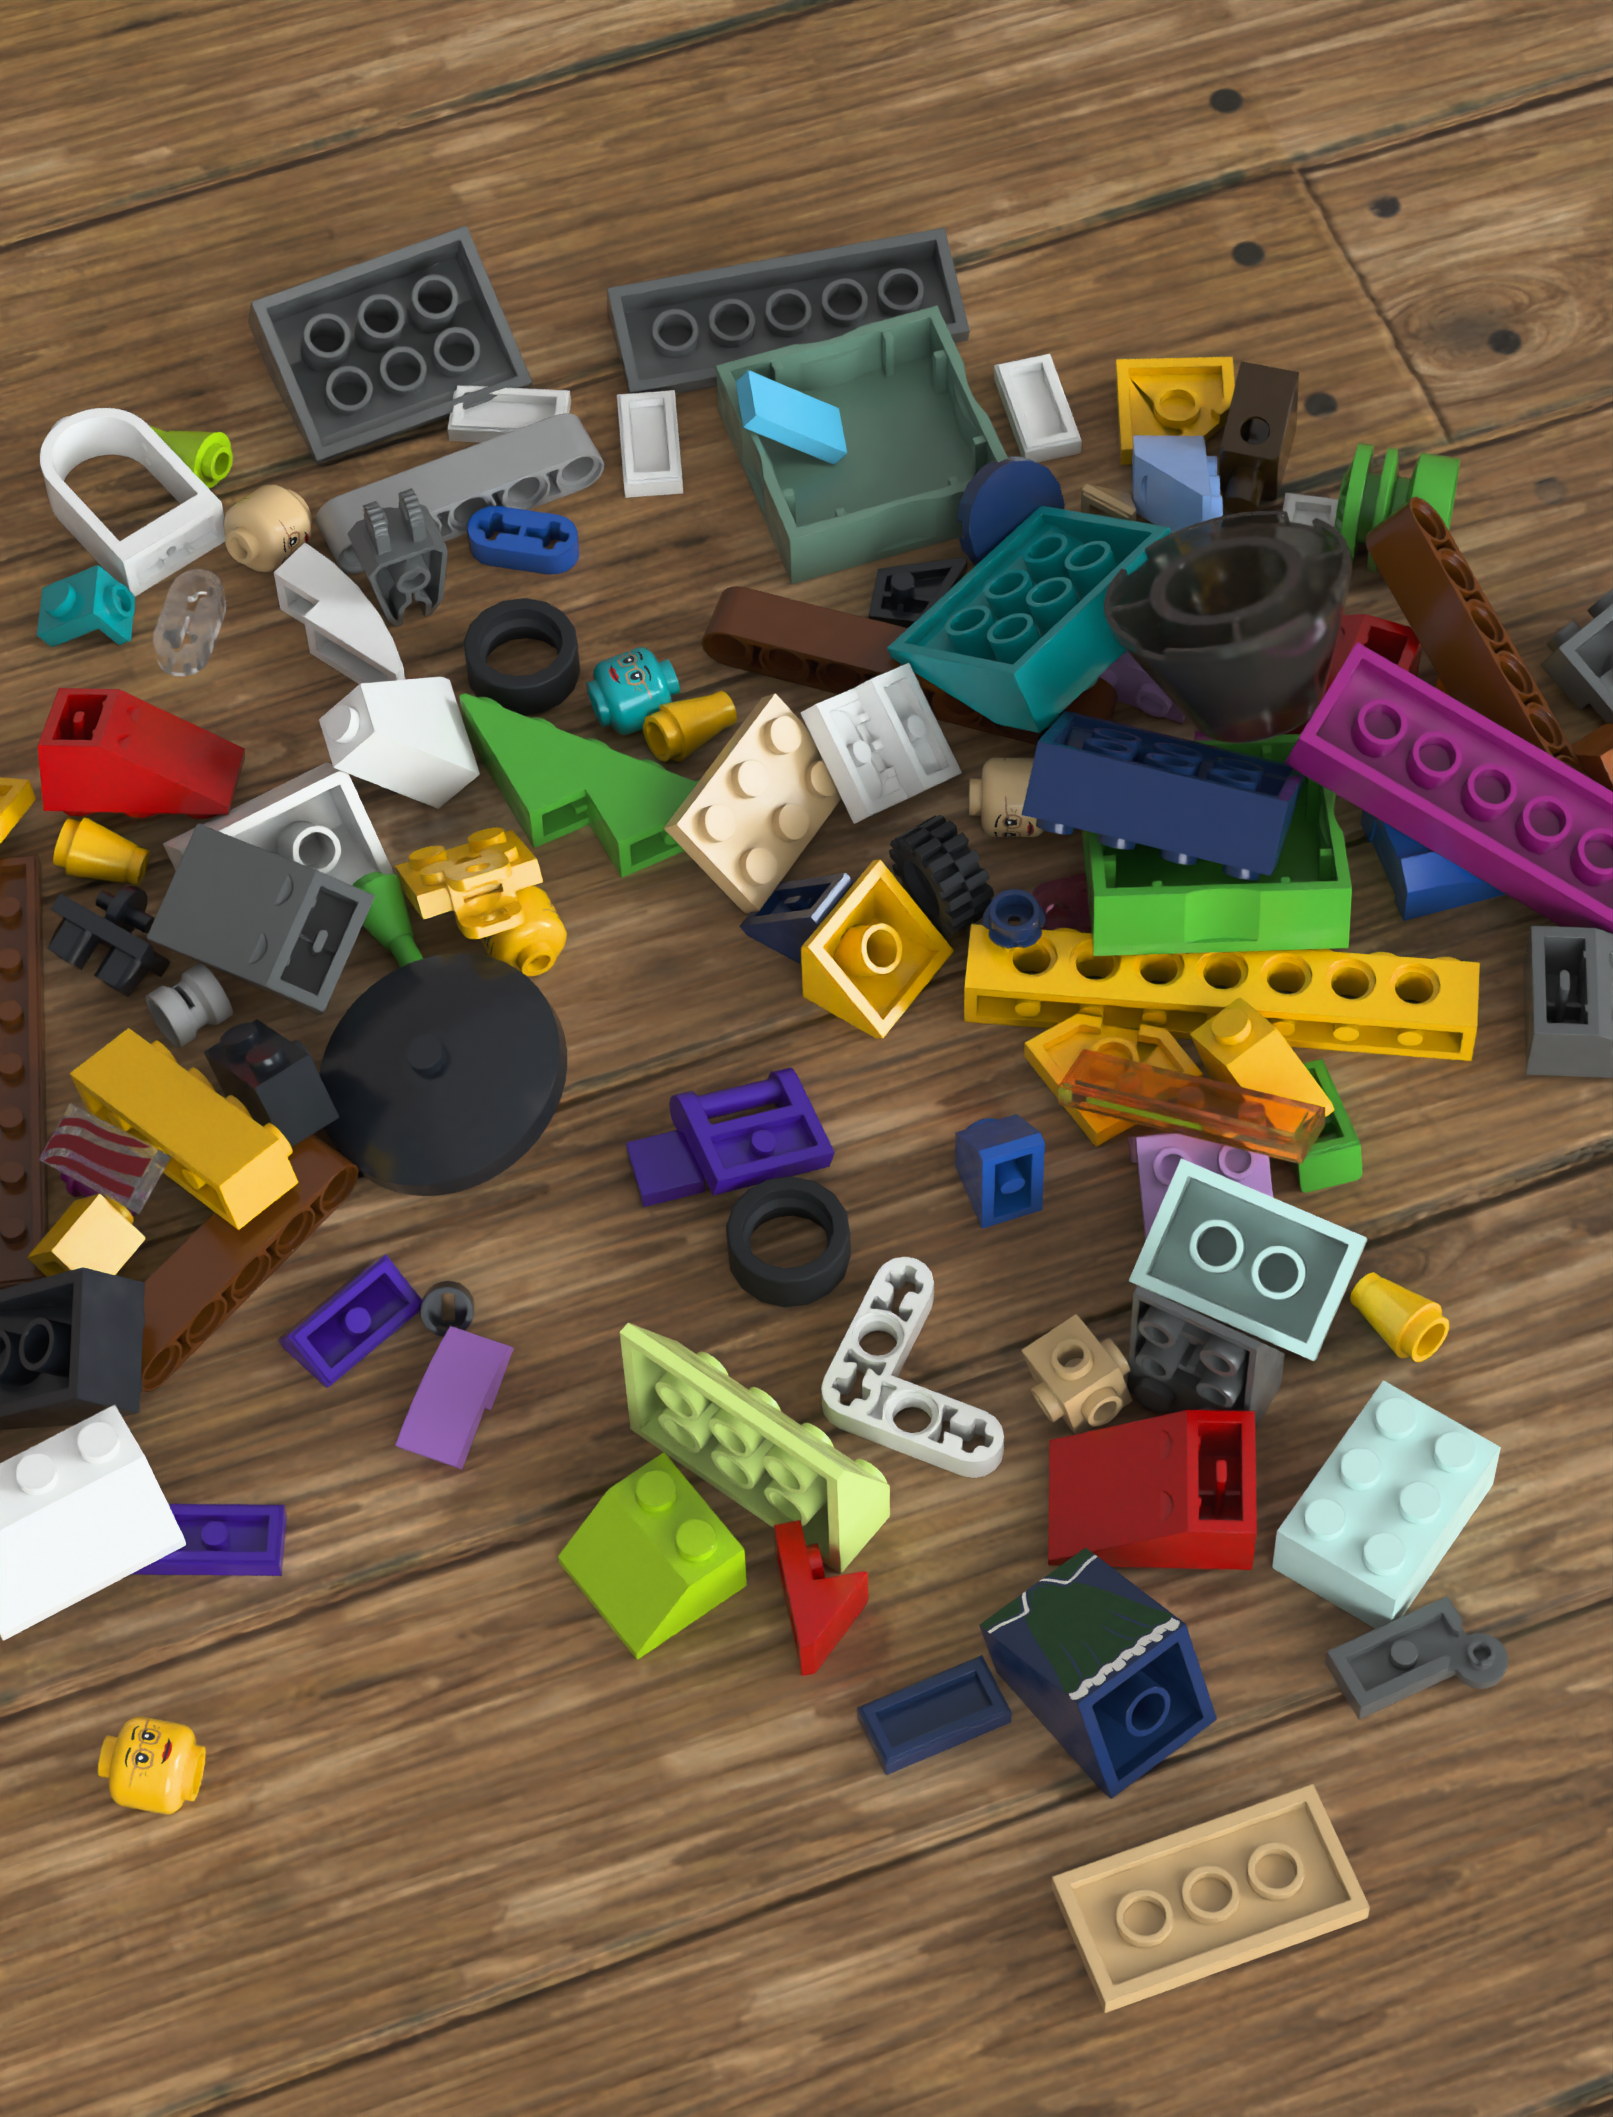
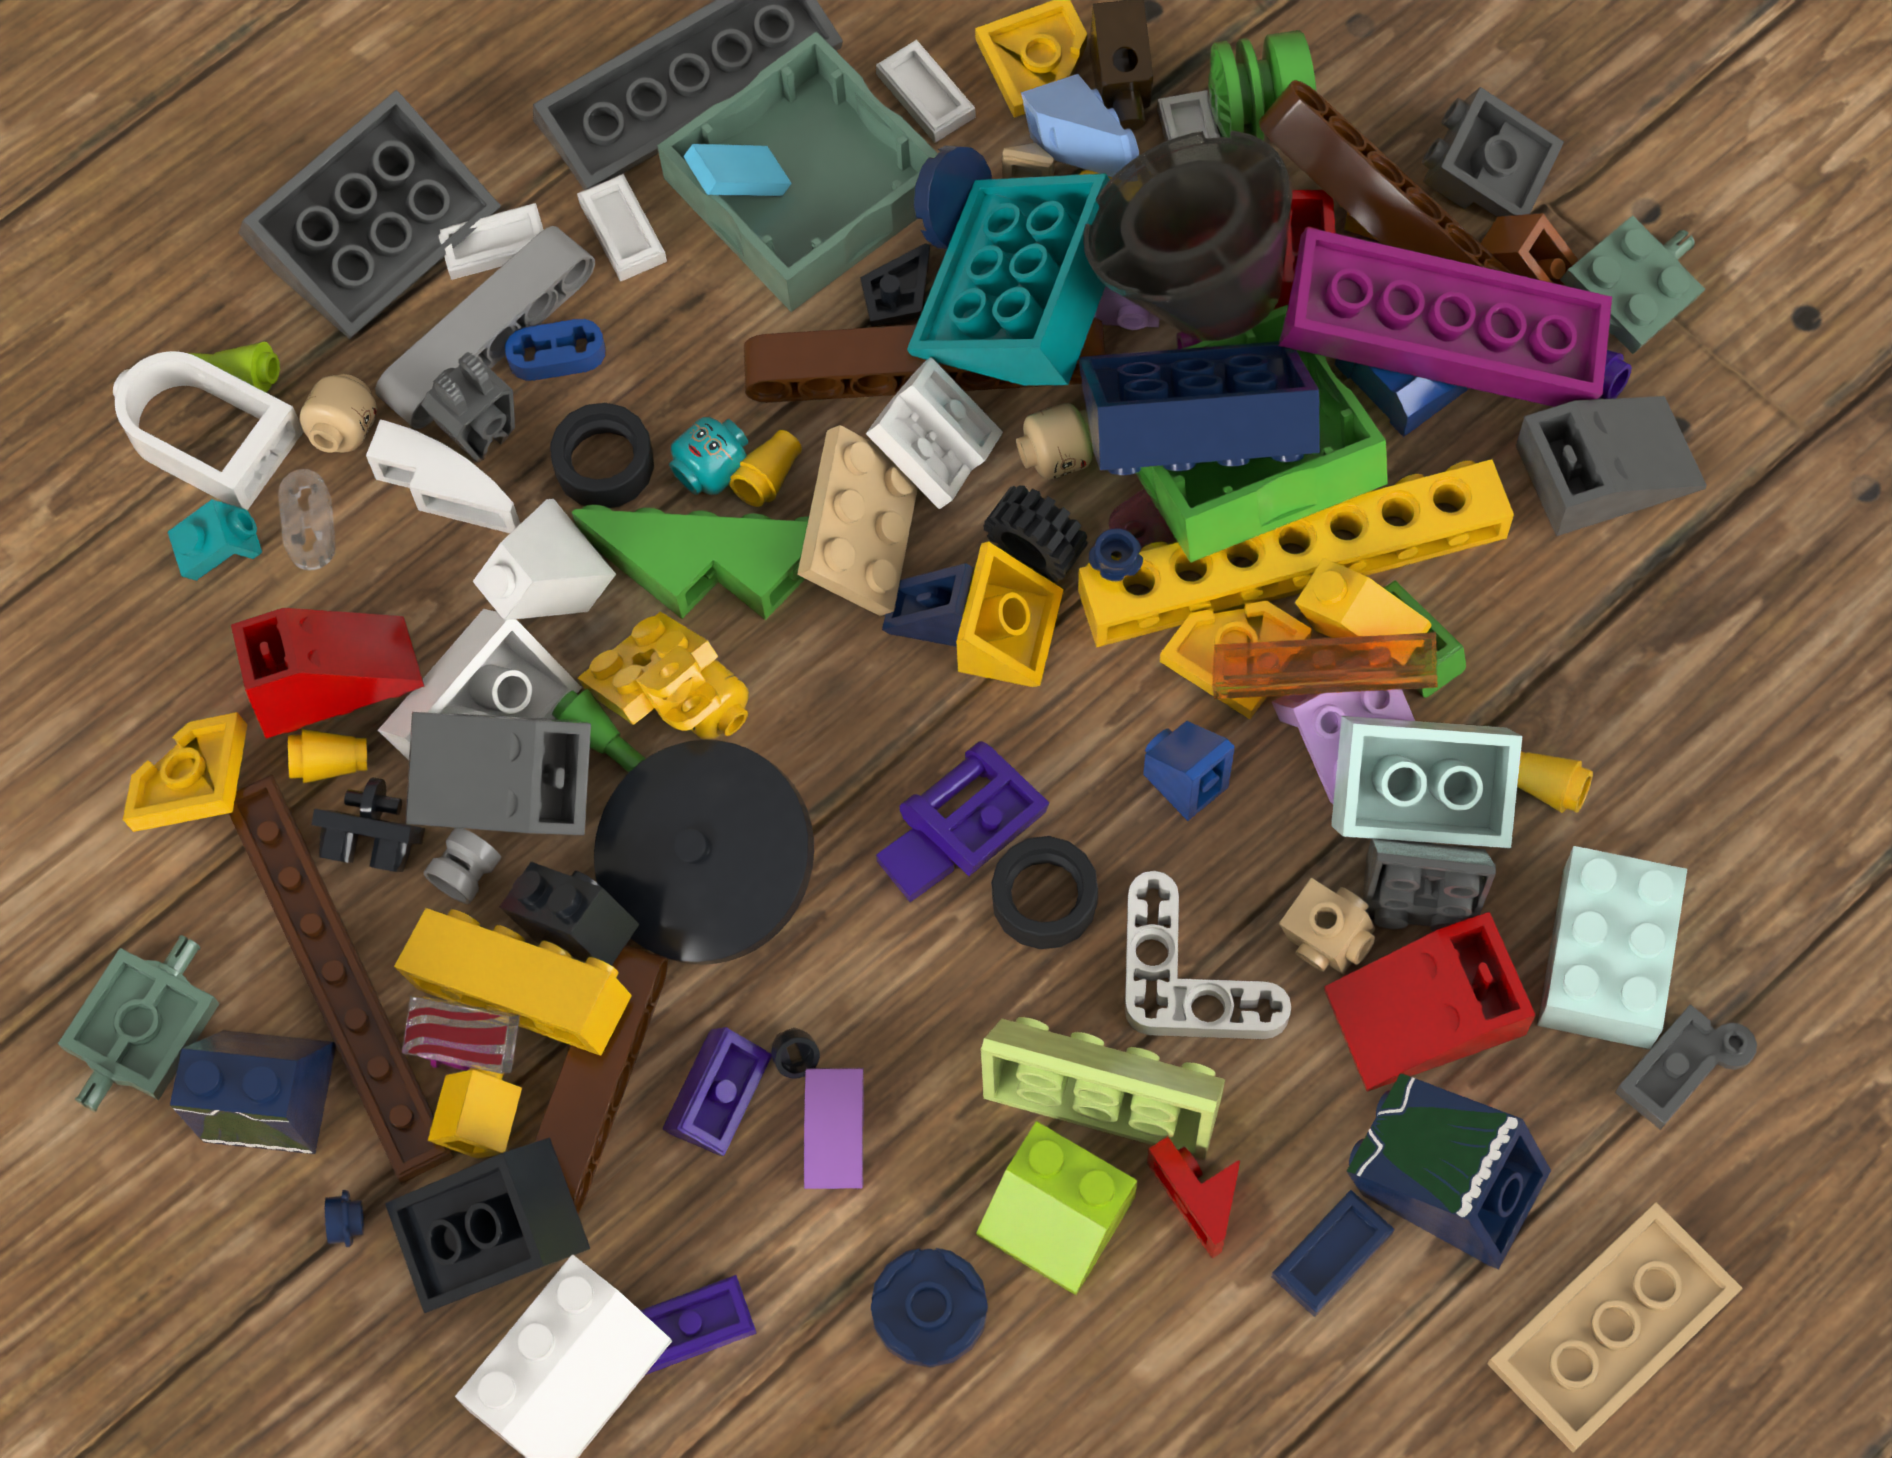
camera: 20 degrees left, 10 degrees up
(473, 1612) = (929, 1307): none -> dark blue tile

